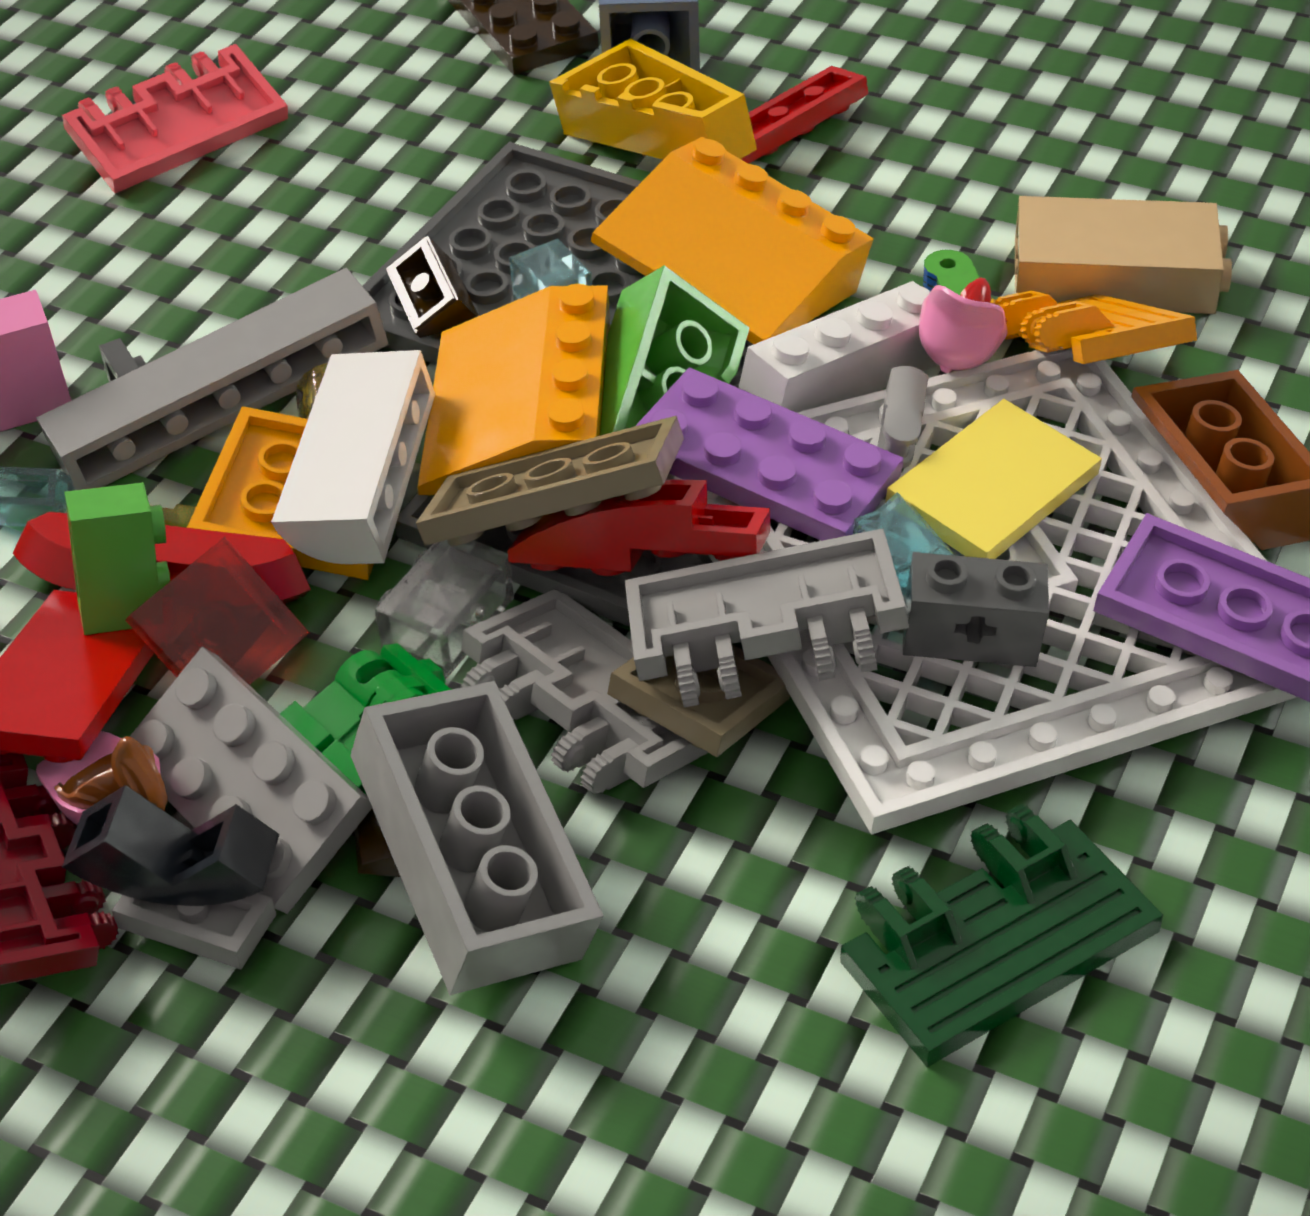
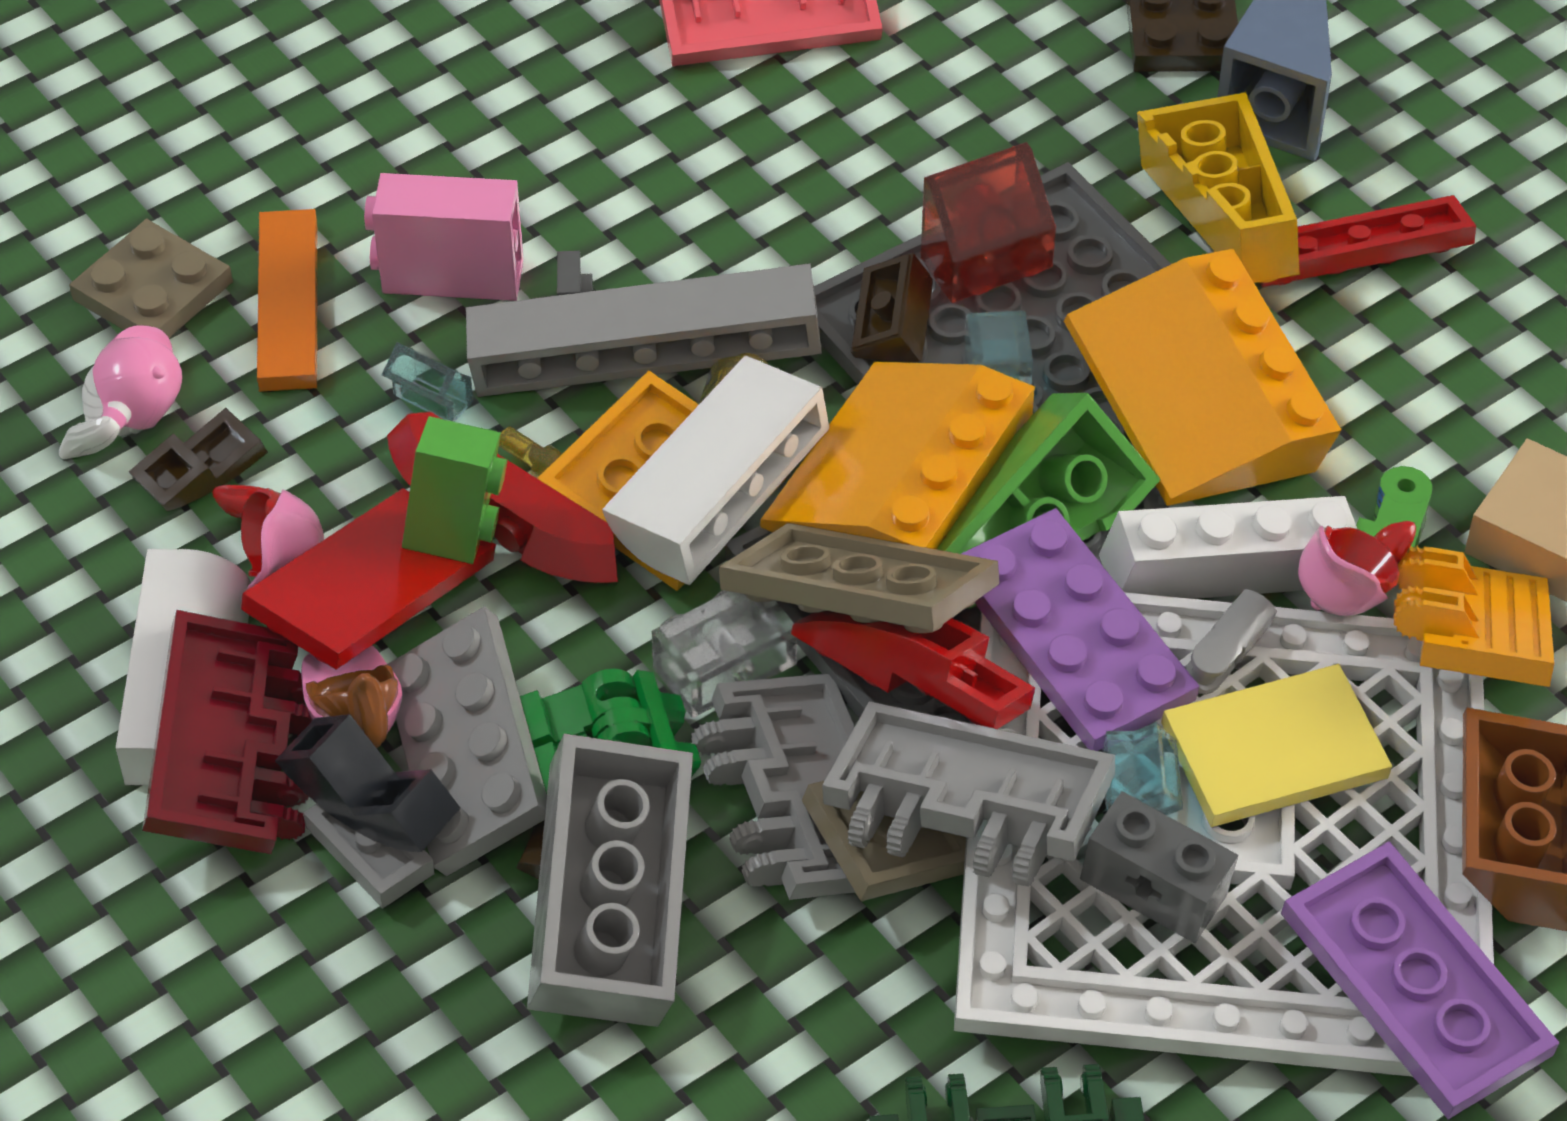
camera: 25 degrees right, 5 degrees up
(218, 607) = (522, 578): clear red tile -> none
(480, 190) = (986, 223): none -> clear red slope

